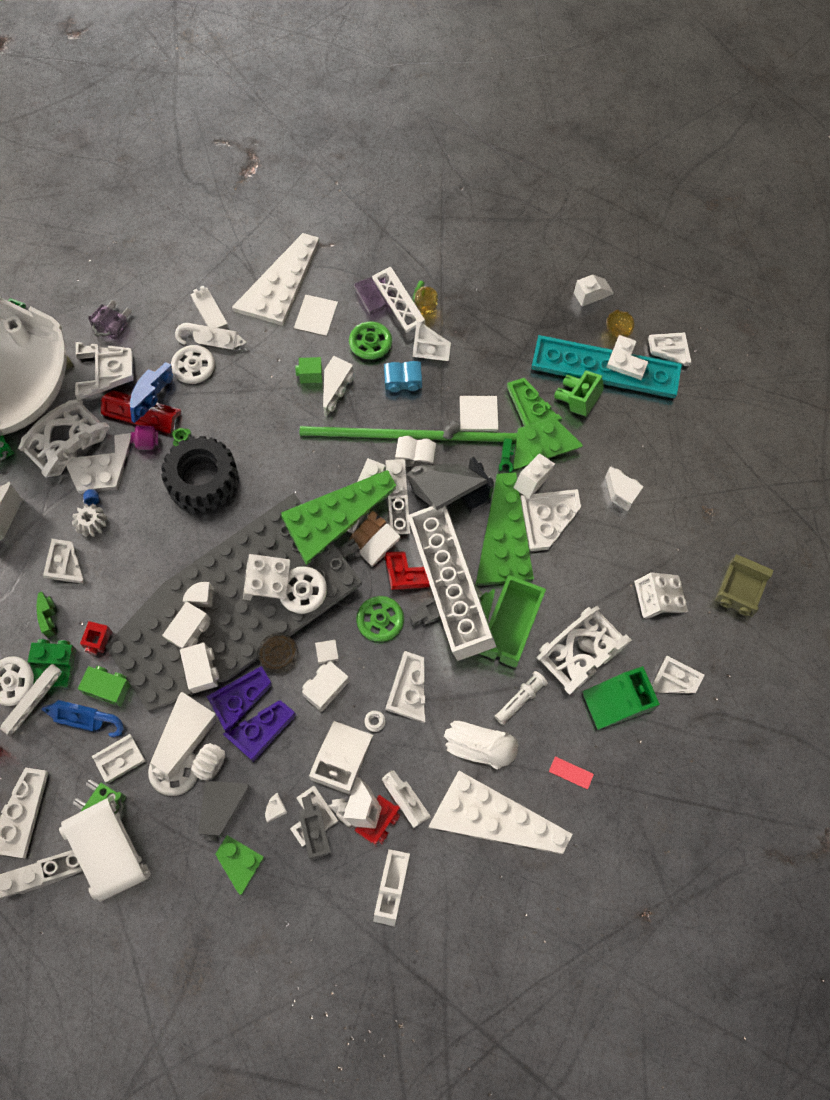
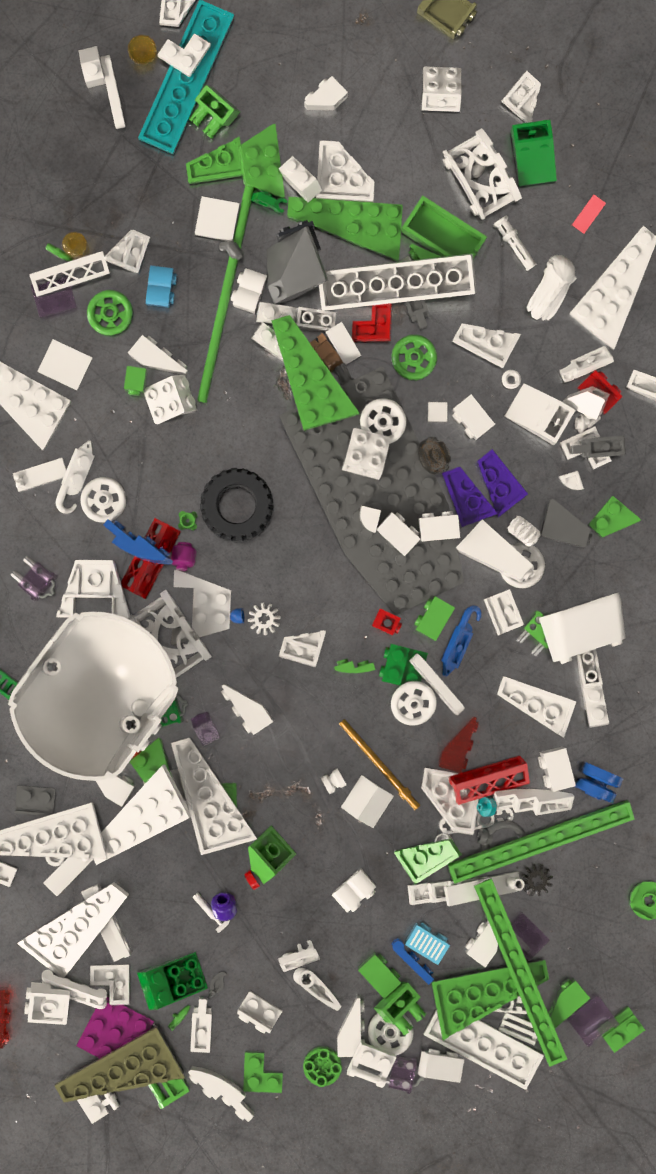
camera: 80 degrees left, 20 degrees up
(298, 403) = (170, 398): none -> white bracket
(574, 309) = (112, 91): none -> white beam

